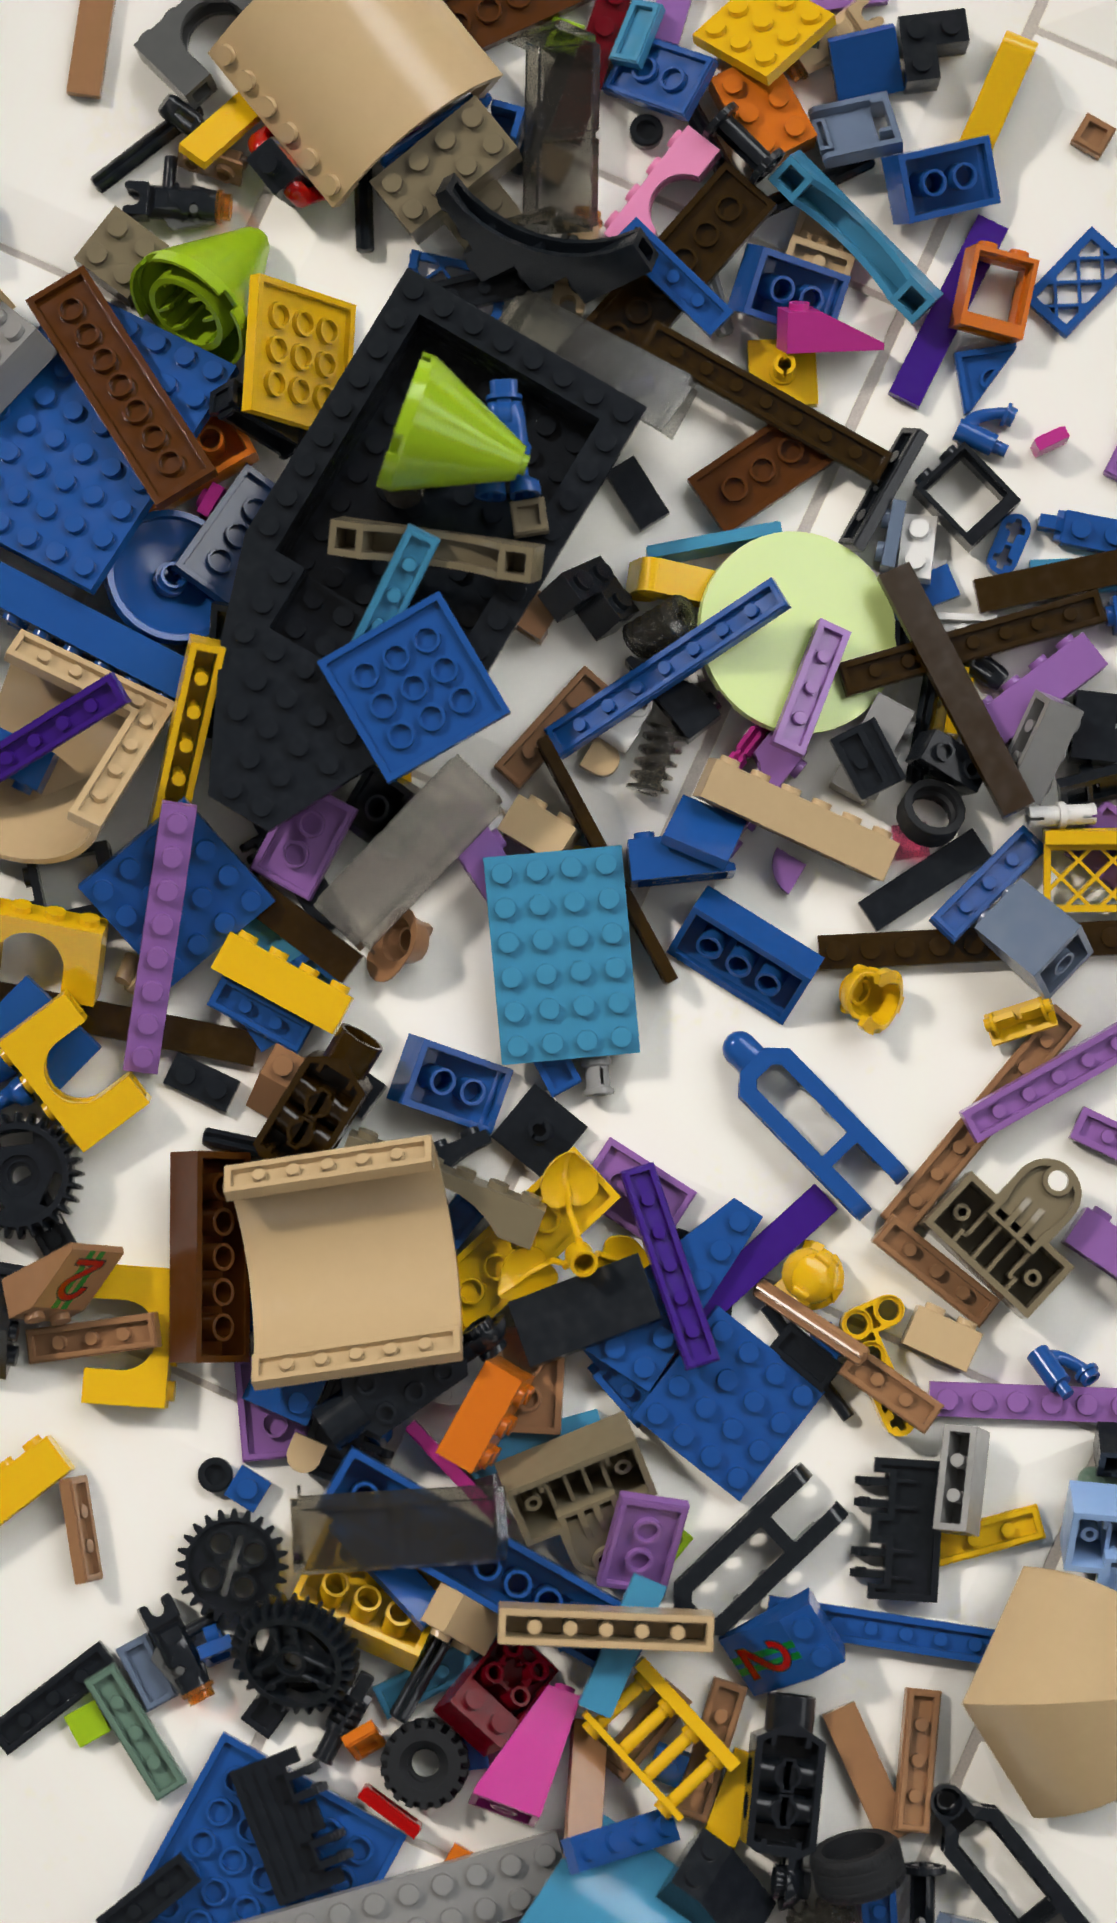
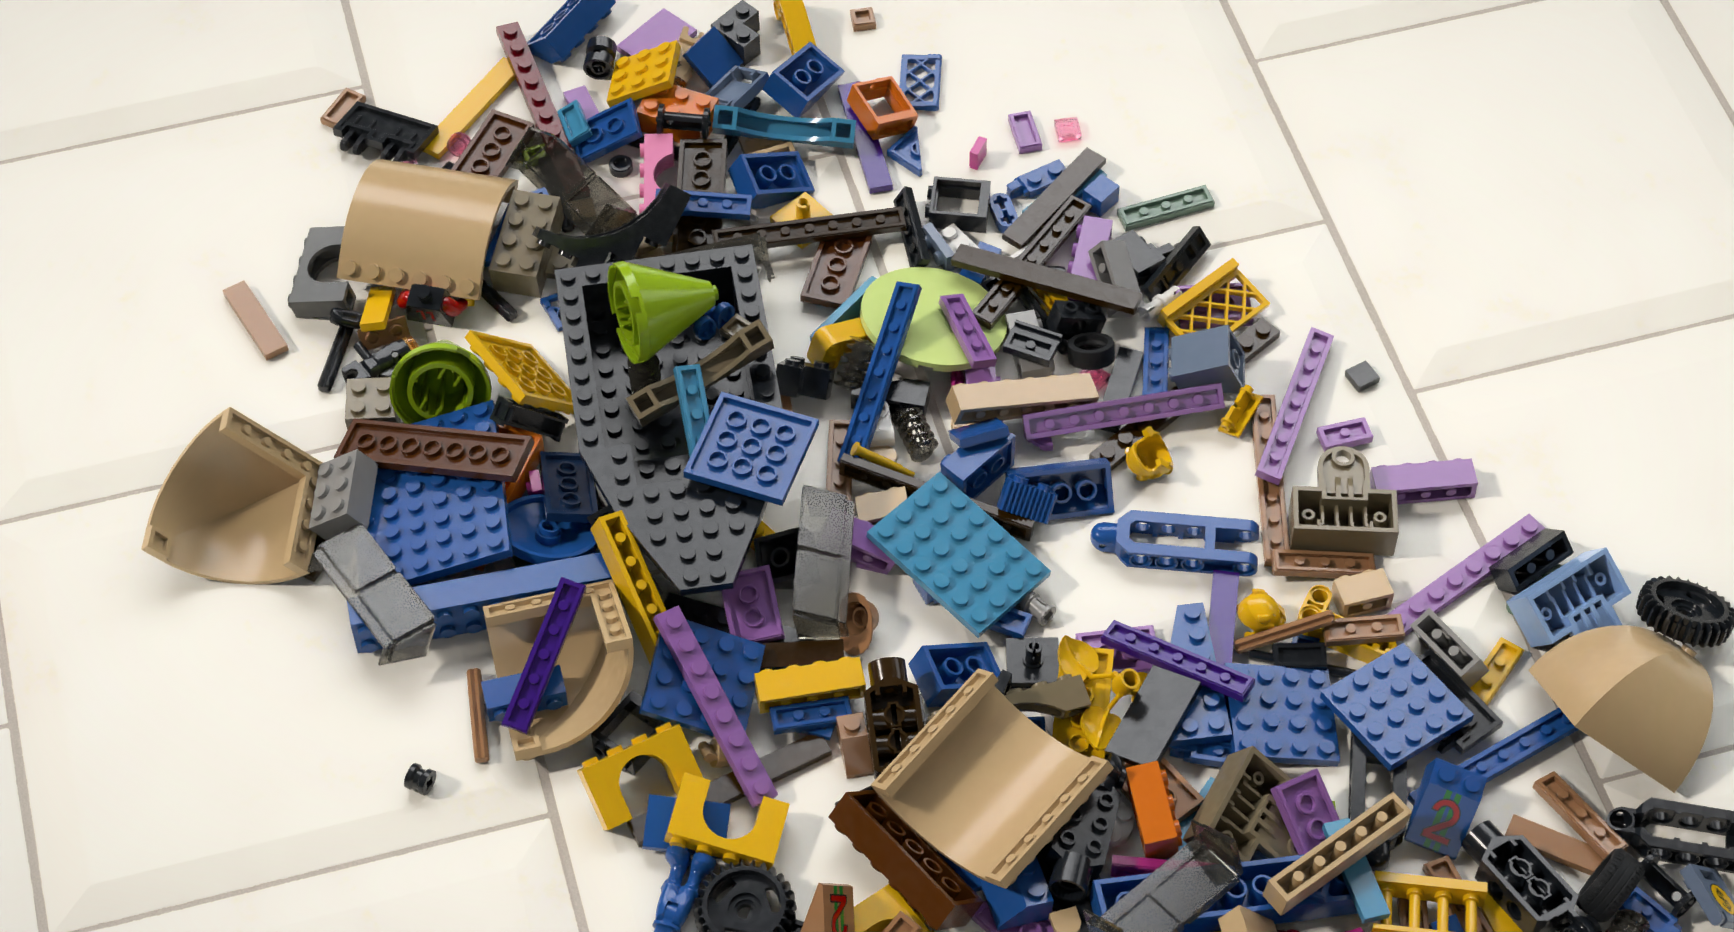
camera: 40 degrees left, 30 degrees down
(202, 1082) = (808, 783): black plate -> none
(585, 768) = (878, 459): none -> yellow piece
(637, 493) = (784, 325): black tile -> none
(689, 949) = (1026, 499): none -> blue brick
(812, 331) = (807, 178): dark pink slope -> none
(841, 1501) = (1396, 706): none -> plate
(891, 922) = (1123, 411): none -> medium lavender plate
(981, 438) = (928, 172): blue plant -> none
(1049, 1368) = (1442, 561): blue plant -> none

